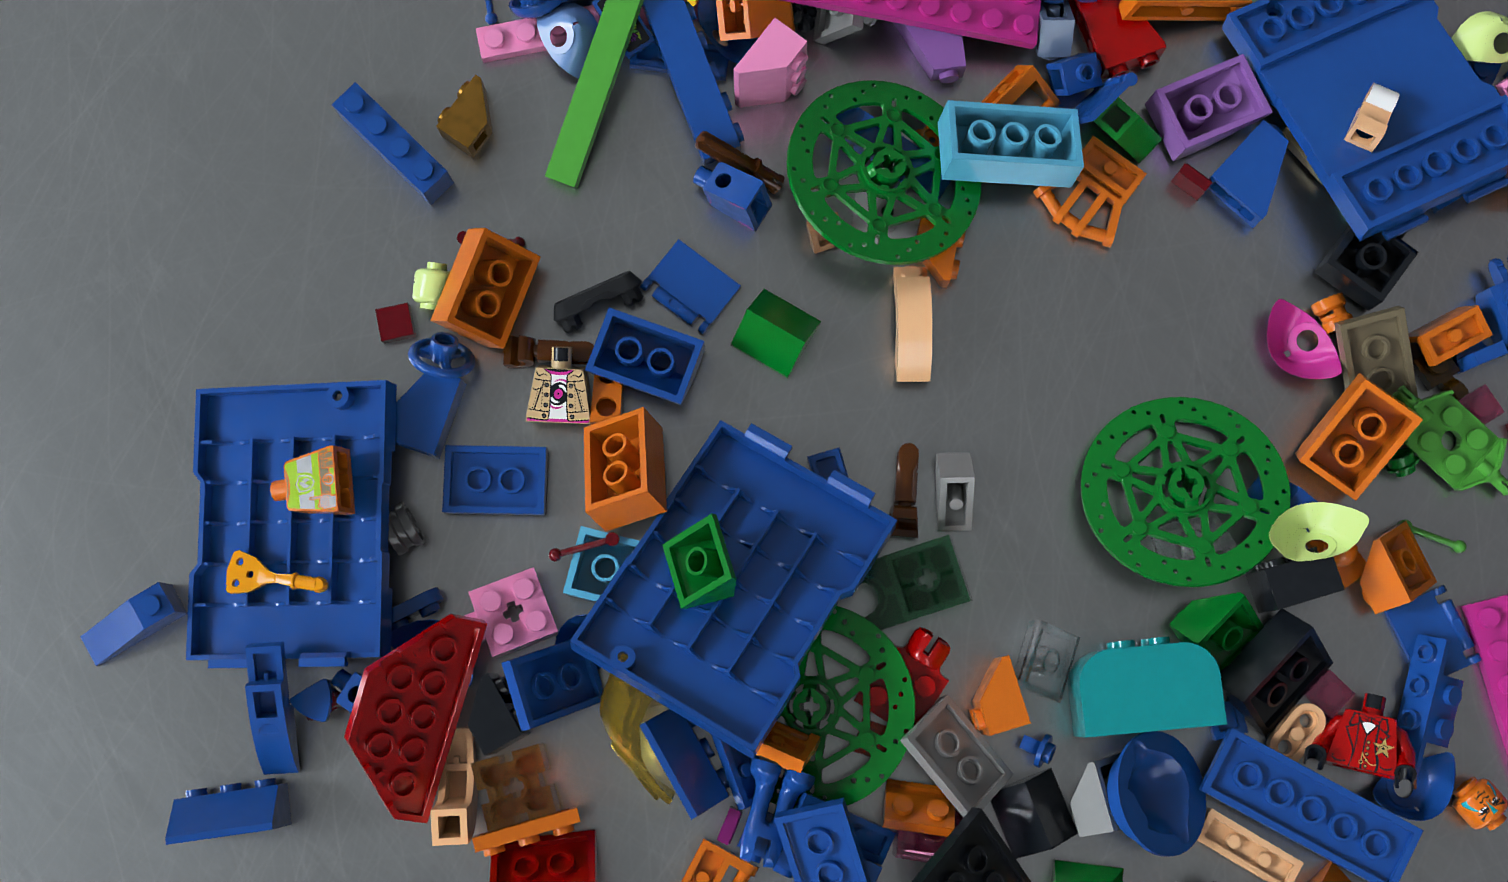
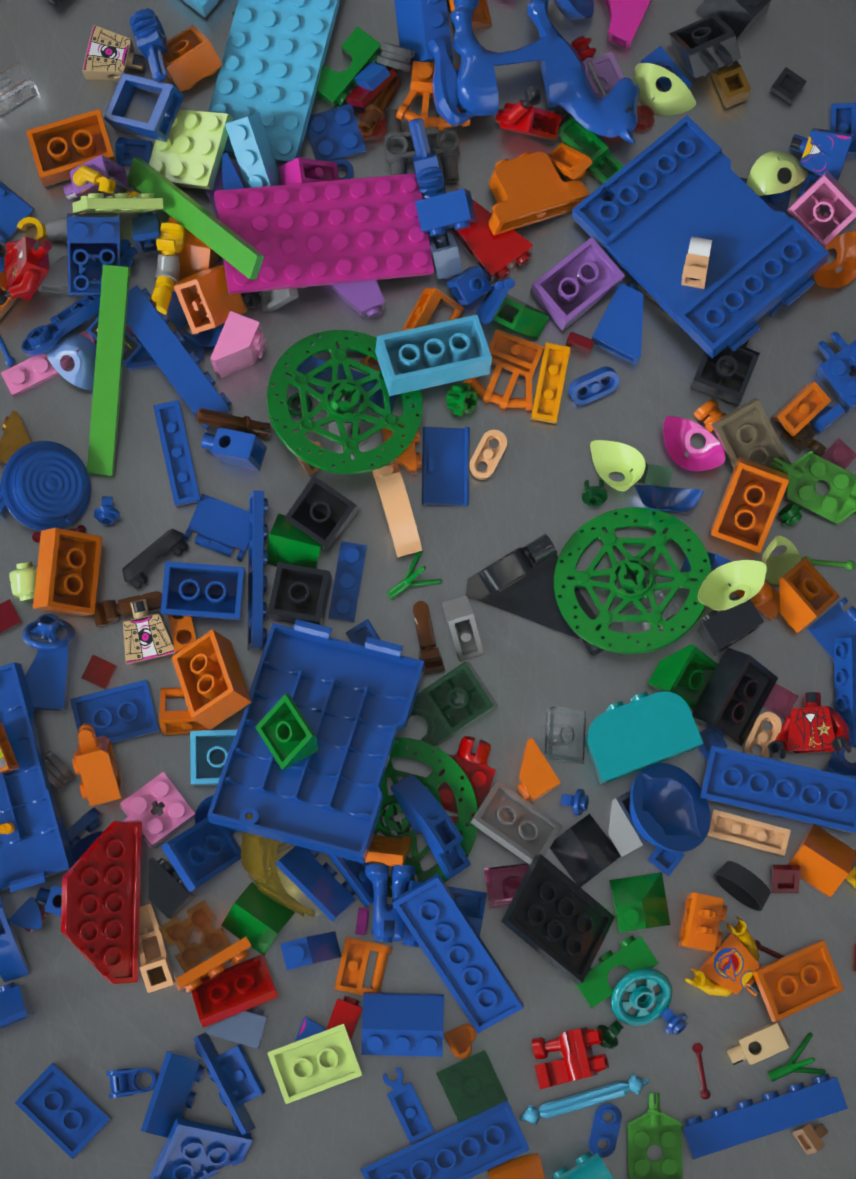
camera: 15 degrees left, 0 degrees up
(452, 539) = (97, 767): none -> orange hinge
(489, 176) = (45, 486): none -> blue piece
(491, 422) = (99, 672): none -> clear red plate
(555, 230) = (107, 513): none -> blue plate
(565, 508) = (176, 721): none -> orange tile
(598, 784) = (257, 919): none -> green slope
(611, 539) = (216, 734): dark red hinge -> none
(653, 846) = (310, 950): none -> blue slope
(661, 182) = (177, 453): none -> blue plate
(715, 364) = (256, 581): none -> blue plate
(763, 393) = (299, 594): none -> black brick
(819, 158) = (292, 403): none -> dark green plate
(819, 300) = (321, 512): none -> black slope
(826, 395) = (347, 582): none -> blue plate
(854, 728) = (433, 822): none -> blue slope
(900, 415) = (408, 581): none -> green plant
(917, 808) = (497, 869): orange plate -> none
(991, 277) = (447, 457): none -> blue door
(1028, 210) = (461, 399): none -> green gear
(1041, 287) = (488, 455): none -> light nougat plate
(1046, 461) = (525, 587): none -> black panel
(1131, 855) = (665, 860): none -> blue tile
(1142, 220) = (550, 383): none -> light orange plate
(1161, 371) = (595, 494): none -> dark green plate
(1194, 237) = (593, 386): none -> blue plate
(1202, 334) = (617, 457): none -> yellowish green piece
(1232, 363) = (655, 475): none -> clear green sticker
(1255, 401) = (668, 497): none -> blue piece
(1379, 520) = (779, 565): none -> yellowish green piece

